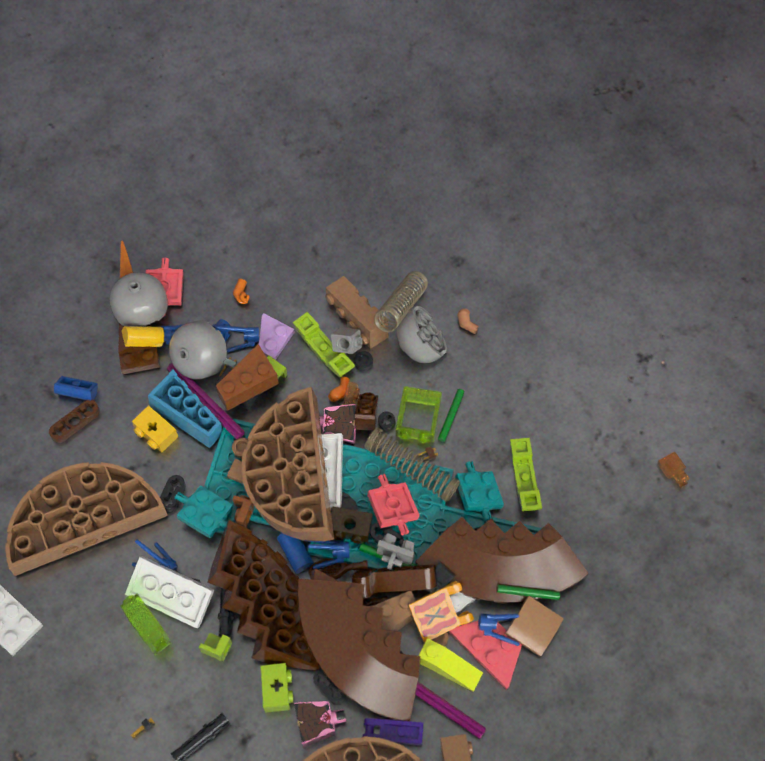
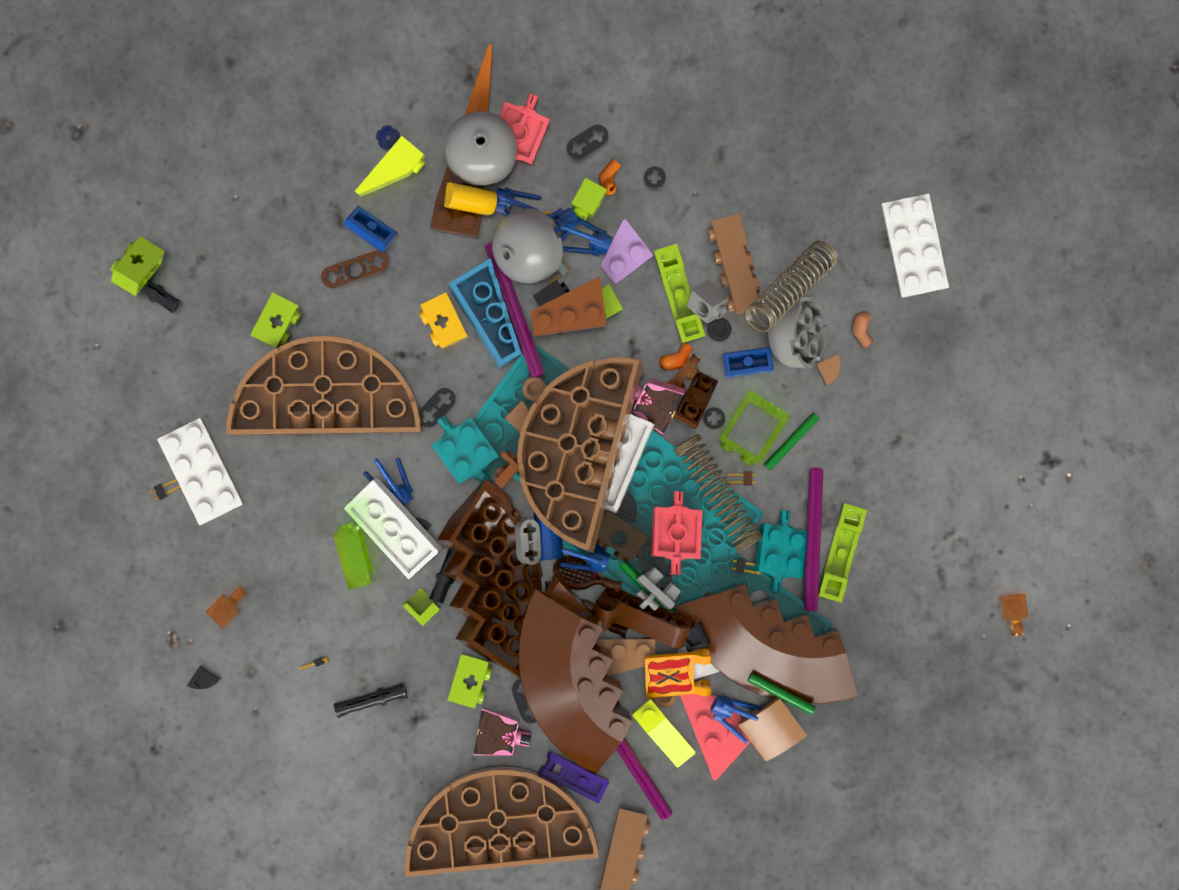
camera: 25 degrees right, 25 degrees up
(23, 468) = (274, 308): none -> lime brick
(53, 714) = (225, 608): none -> clear orange plate
(65, 321) = (382, 133): none -> clear blue plate
(79, 340) = (395, 165): none -> neon yellow slope
(216, 276) = (584, 137): none -> black beam
(231, 305) = (588, 199): none -> lime brick
(273, 286) = (649, 172): none -> black bush
(280, 558) = (528, 541): none -> light grey beam
(393, 372) = (748, 362): none -> blue brick
(453, 514) = (740, 566): none -> black piece
(455, 356) = (829, 369): none -> medium nougat tile
(478, 256) = (914, 245): none -> white plate
(499, 473) = (813, 539): none -> magenta axle

